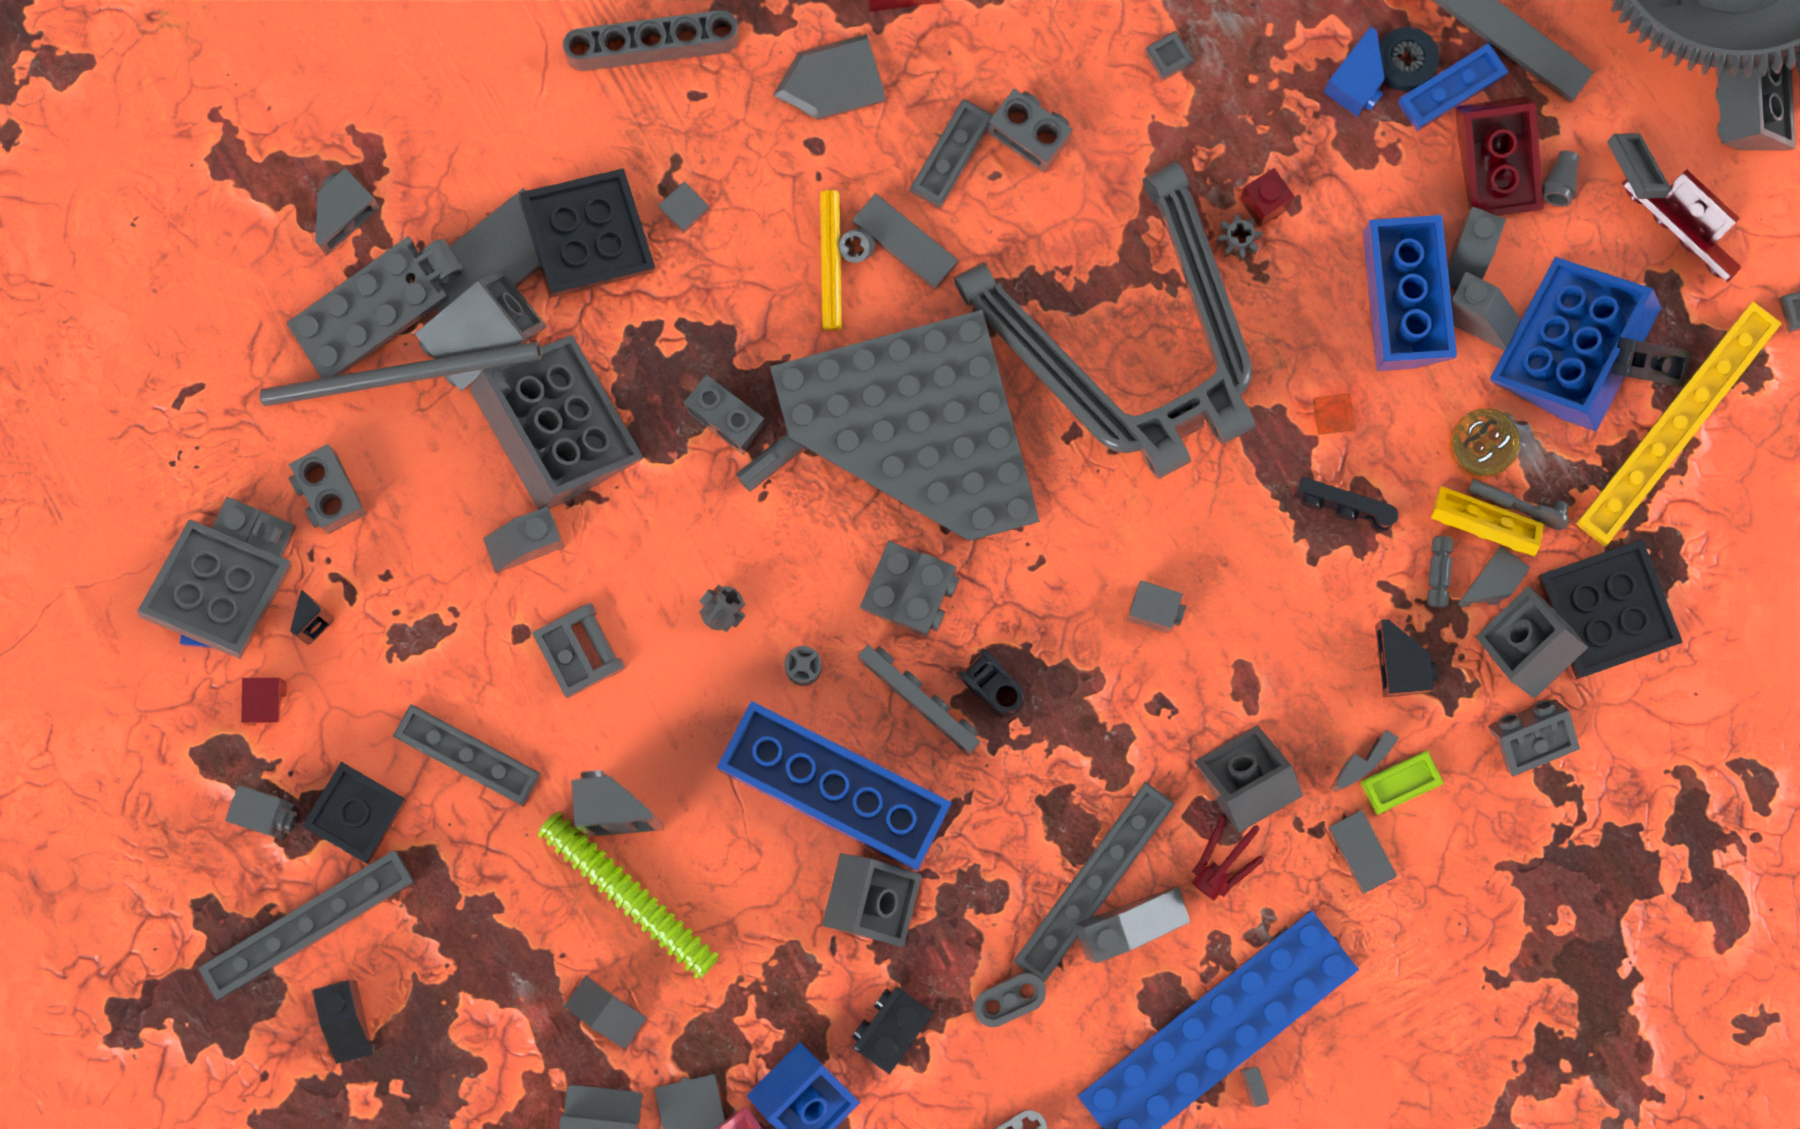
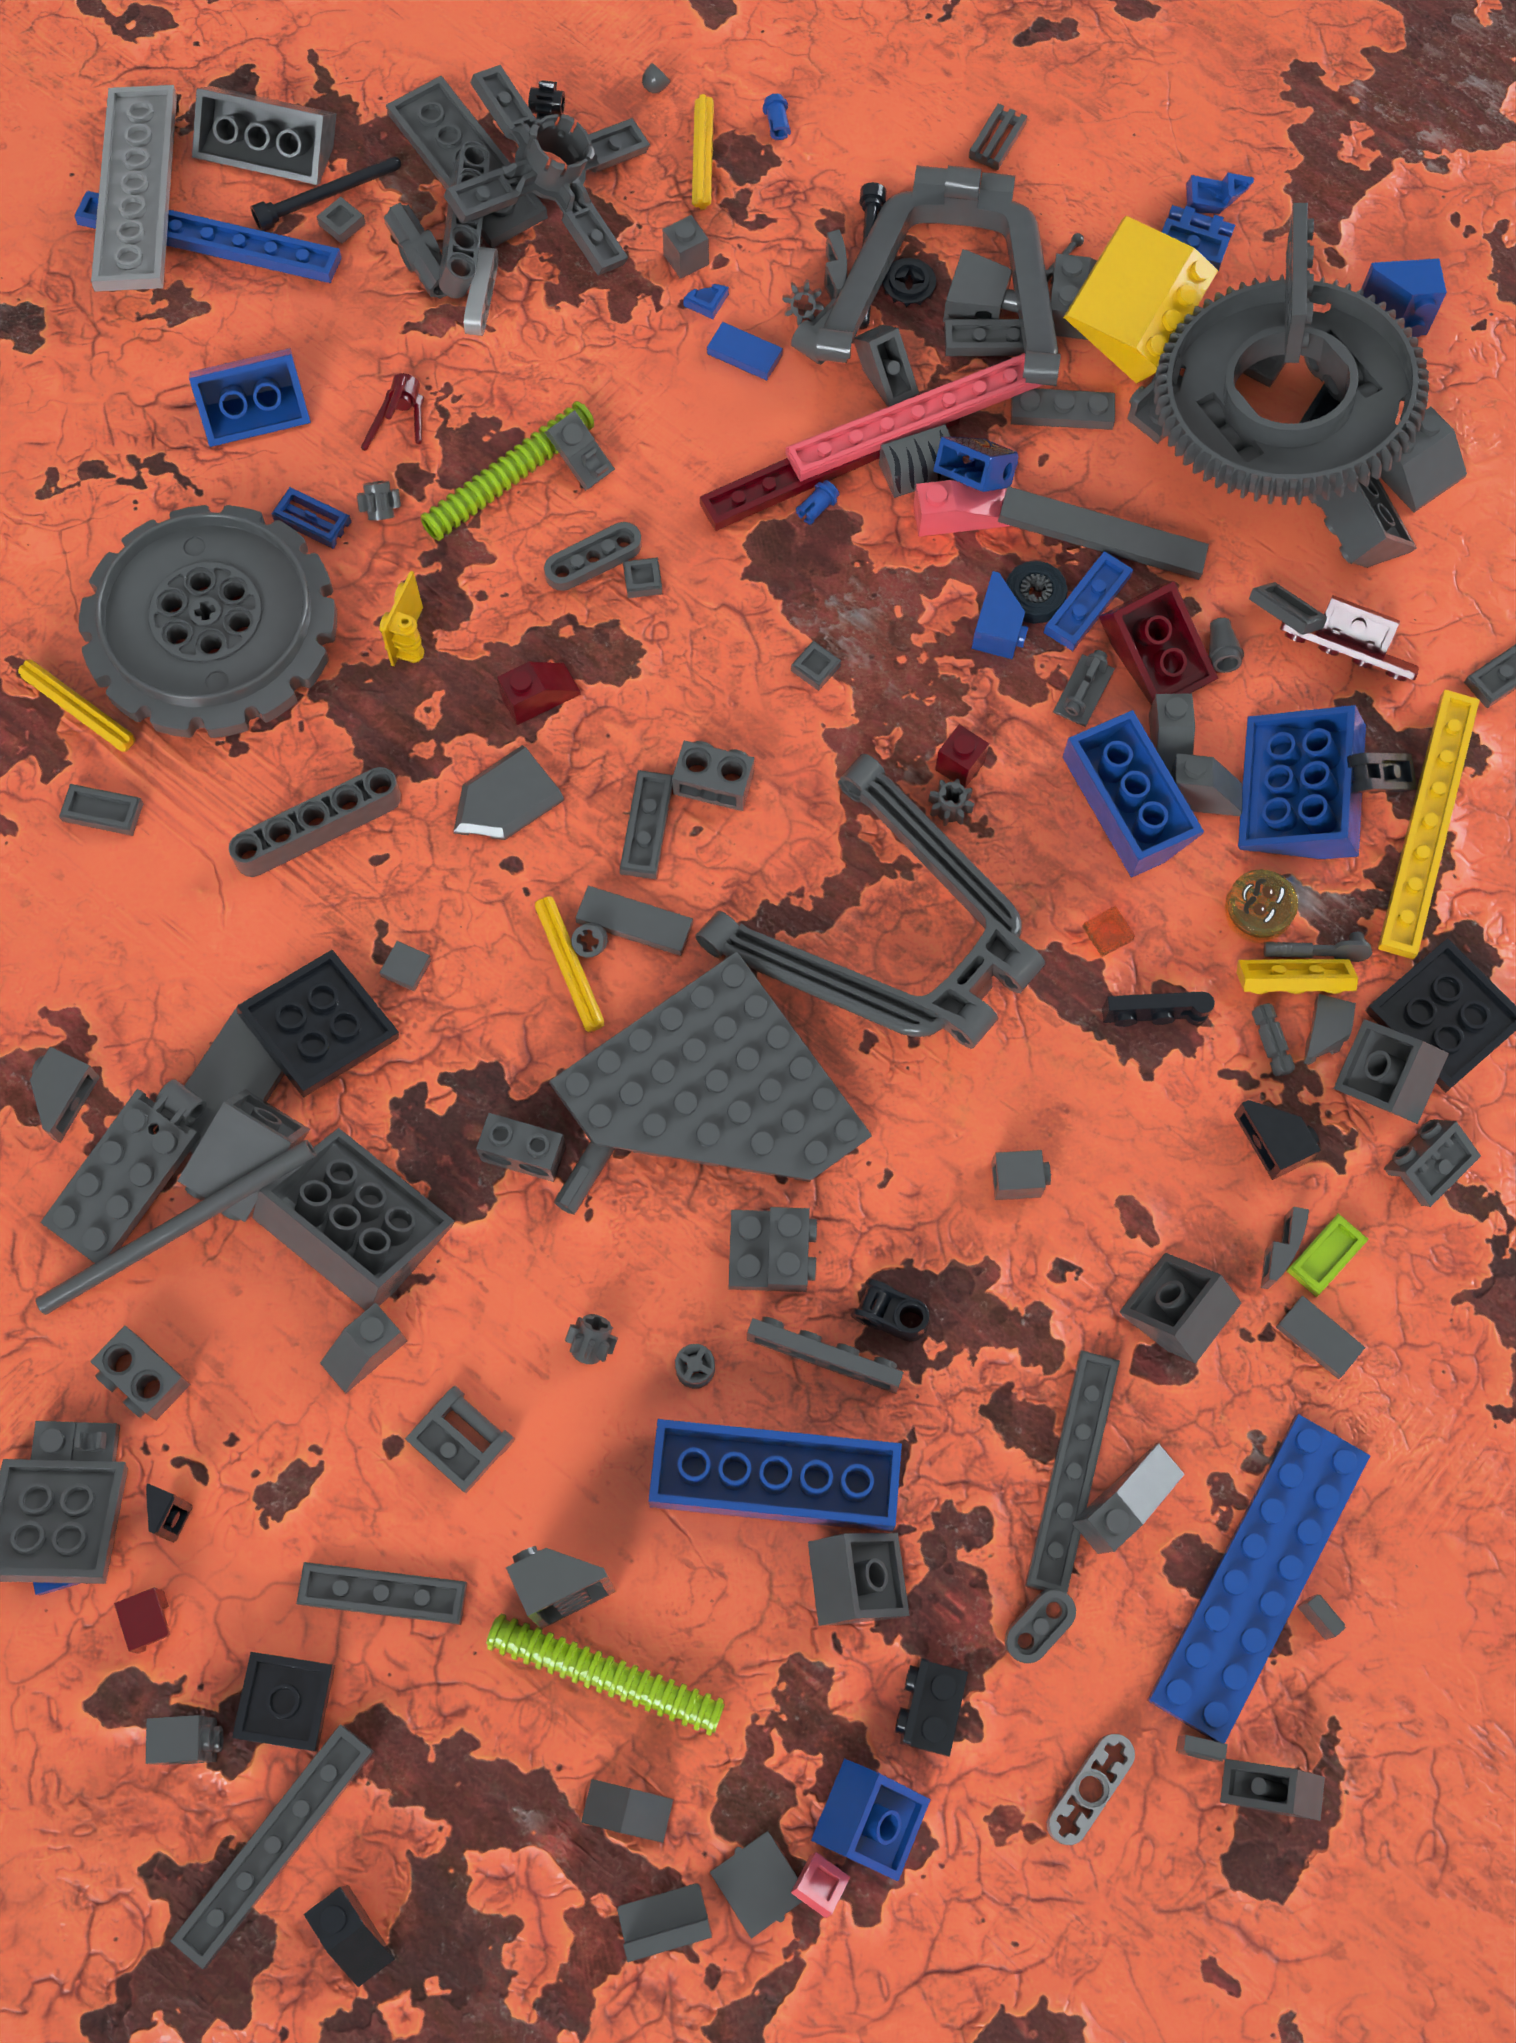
camera: 20 degrees left, 10 degrees down
(1212, 879) = (1188, 1421): dark red plant -> none
(1411, 172) = (1084, 688): none -> dark grey hinge

